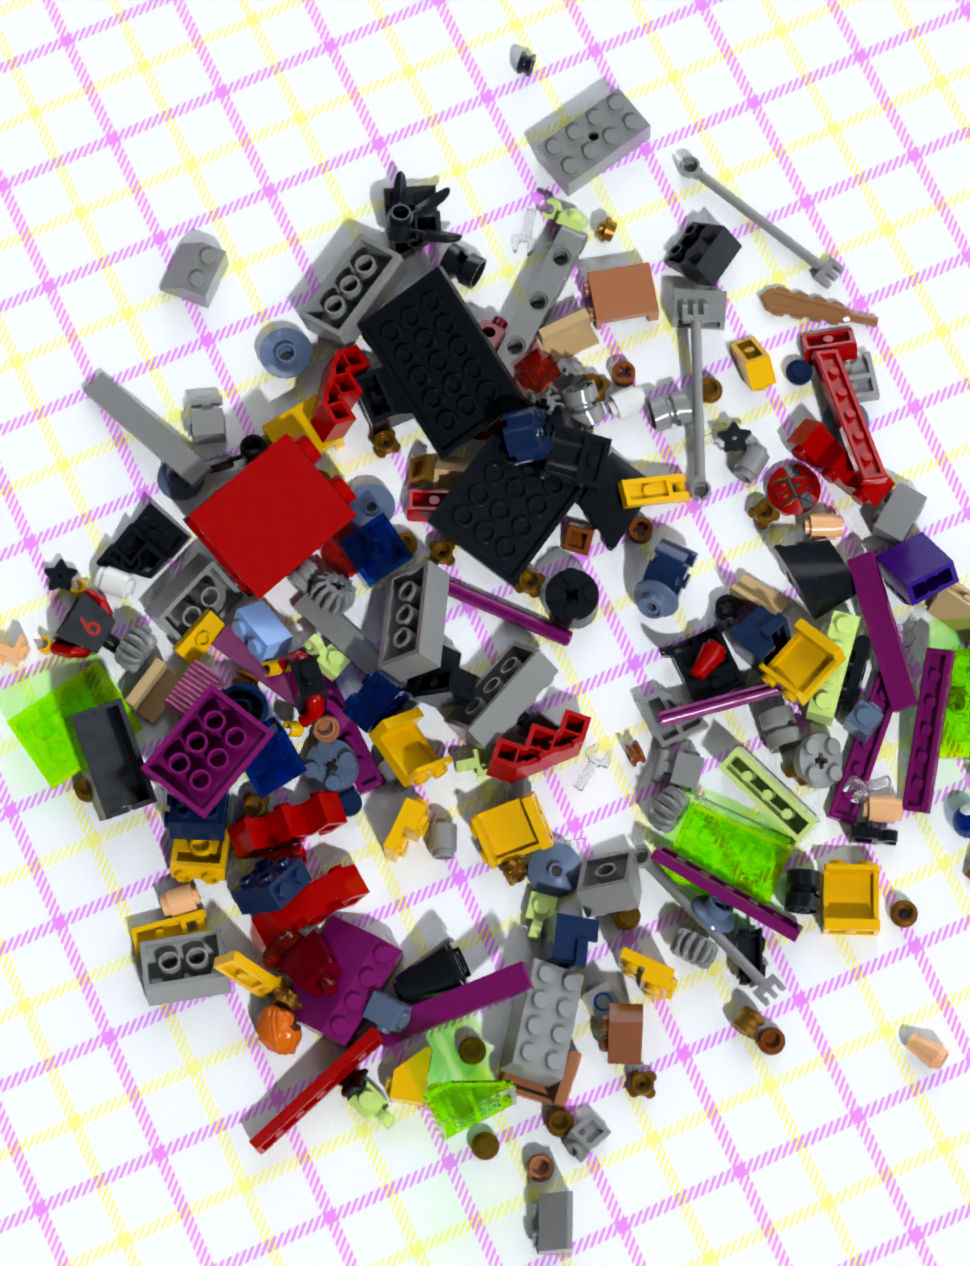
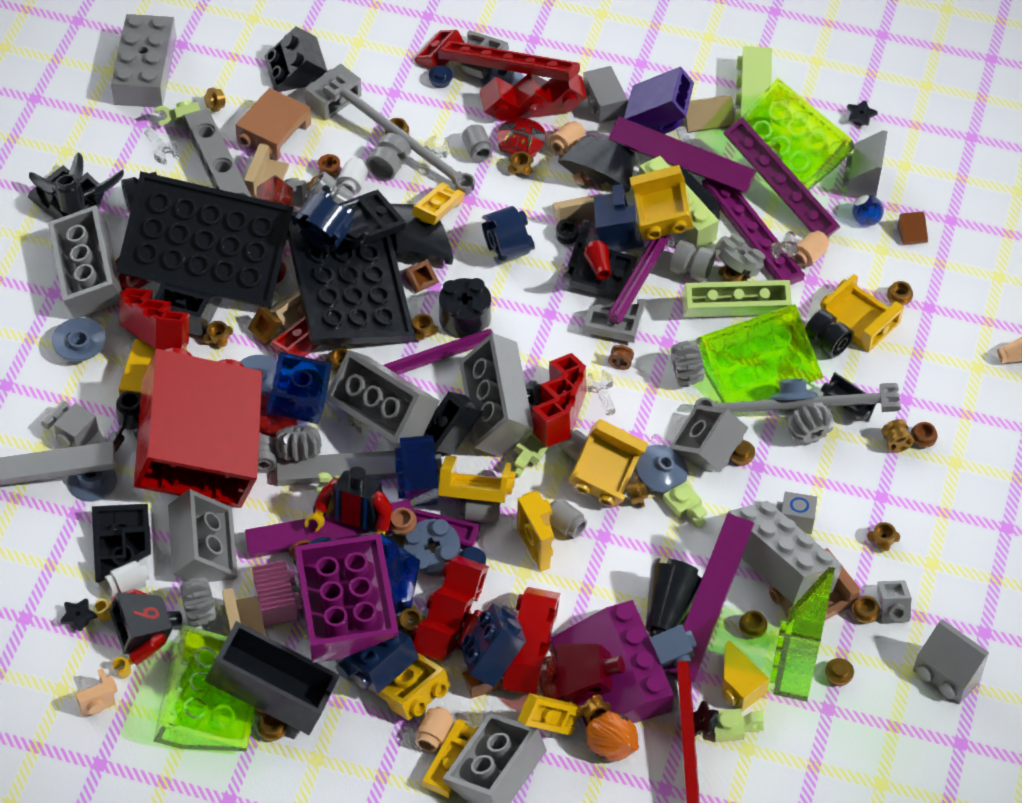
camera: 55 degrees left, 20 degrees down
(199, 637) = (234, 556): yellow plate -> none
(263, 631) = (278, 504): light blue brick -> none
(526, 64) = (41, 56): black bush -> none
(540, 1167) = (890, 648): nougat plate -> none
(566, 940) = (729, 488): dark blue plate -> none
(624, 1033) = (838, 508): dark orange brick -> none
(647, 534) = (457, 231): dark orange bush -> none
(655, 599) = (513, 252): sand blue piece -> none
(656, 978) = (805, 461): yellow plate -> none
(684, 772) = (662, 335): light grey brick -> none
(726, 892) = (787, 372): magenta tile -> none
(739, 443) = (447, 140): black plate -> none
(753, 363) = (407, 91): yellow slope -> none
(798, 305) = (389, 45): medium nougat sword -> none
(823, 269) = (387, 14): light grey hinge -> none
(863, 720) = (737, 208): sand blue brick -> none
(867, 834) = (821, 270): black plate -> none

